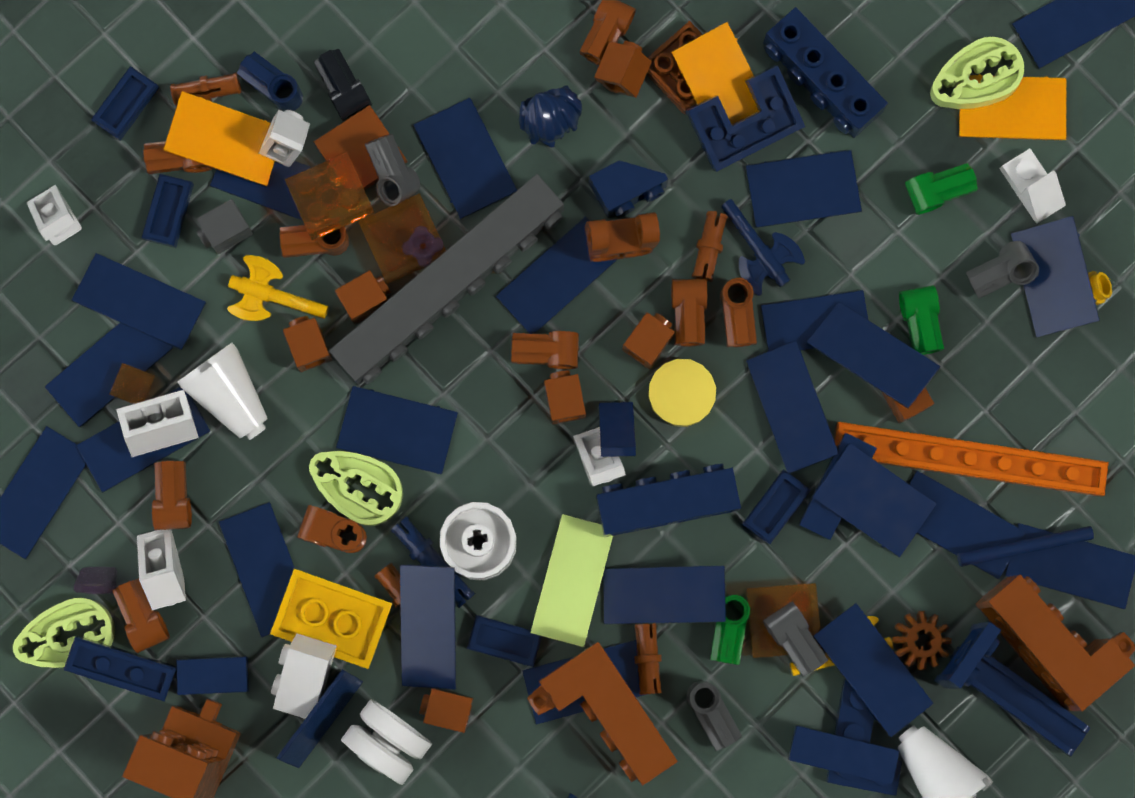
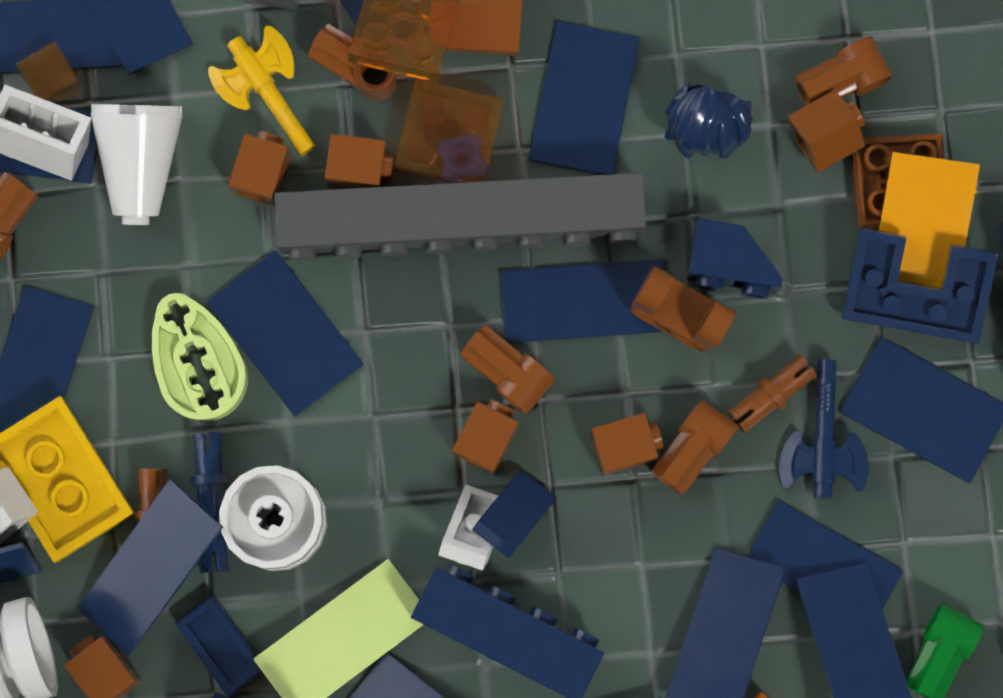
camera: 45 degrees right, 0 degrees up
(327, 528) = (127, 382): dark orange piece -> none
(395, 179) = (489, 65): dark grey piece -> none
(682, 392) = (618, 528): light yellow tile -> none
(739, 316) = (742, 495): dark orange piece -> none

